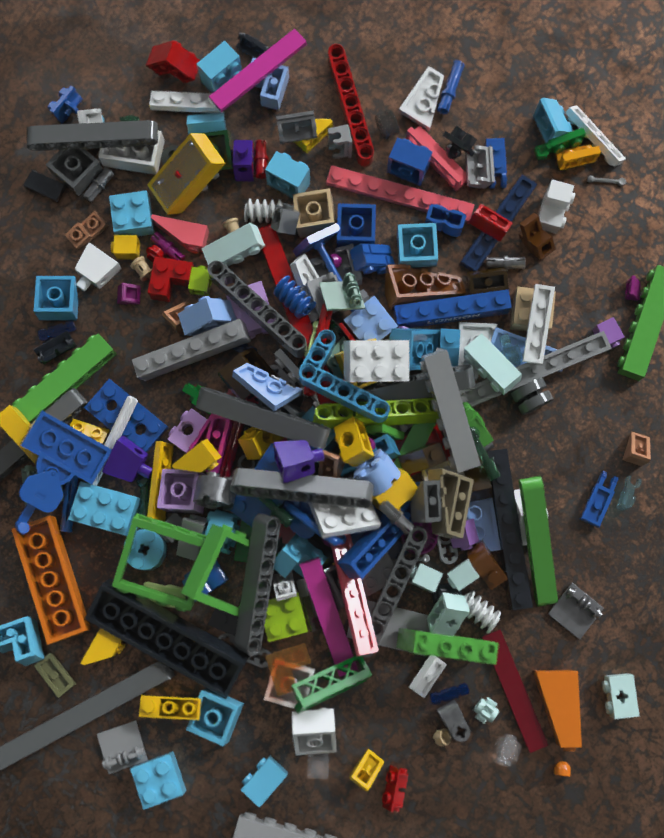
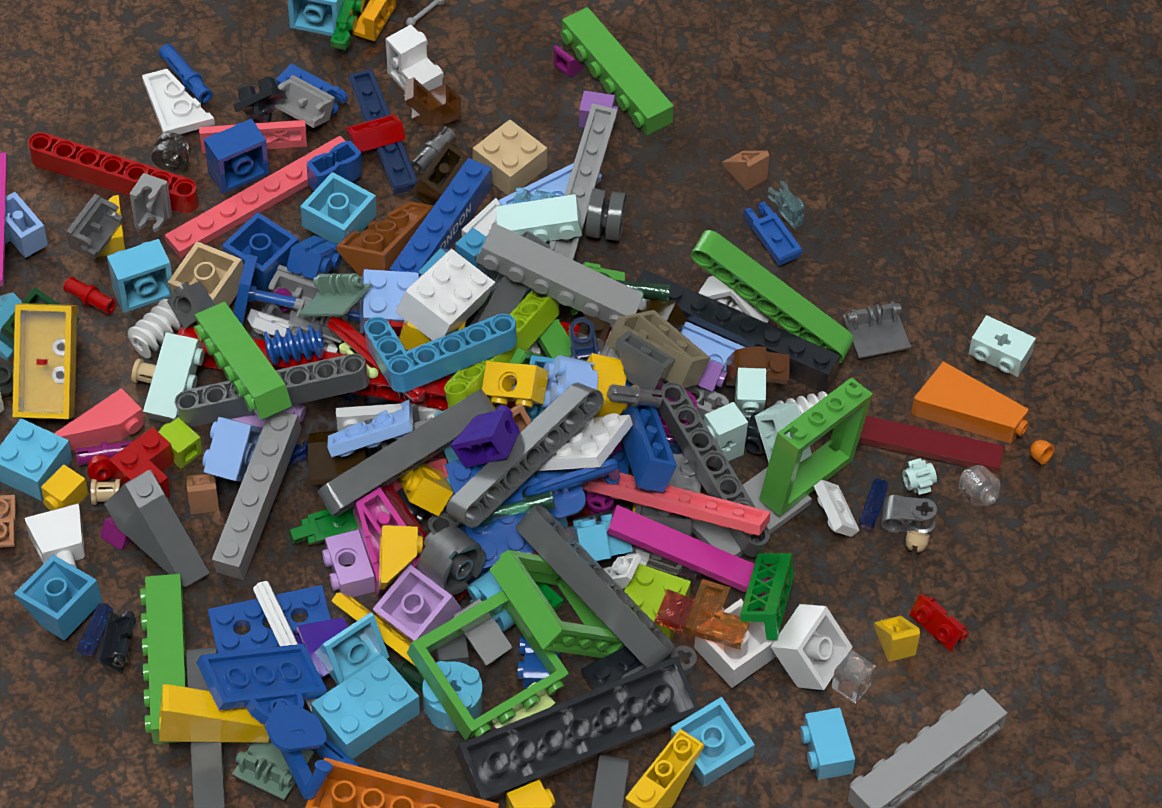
camera: 55 degrees left, 25 degrees down
(125, 478) = (352, 649): none -> medium azure slope
(134, 311) = (152, 524): none -> dark grey wedge
(243, 157) = (89, 309): dark purple torso -> none
(255, 280) = (242, 361): none -> bright green brick
(272, 641) = (674, 611): none -> clear red brick
(413, 461) = (583, 346): none -> dark blue piece
(538, 324) = (533, 150): white plate -> none

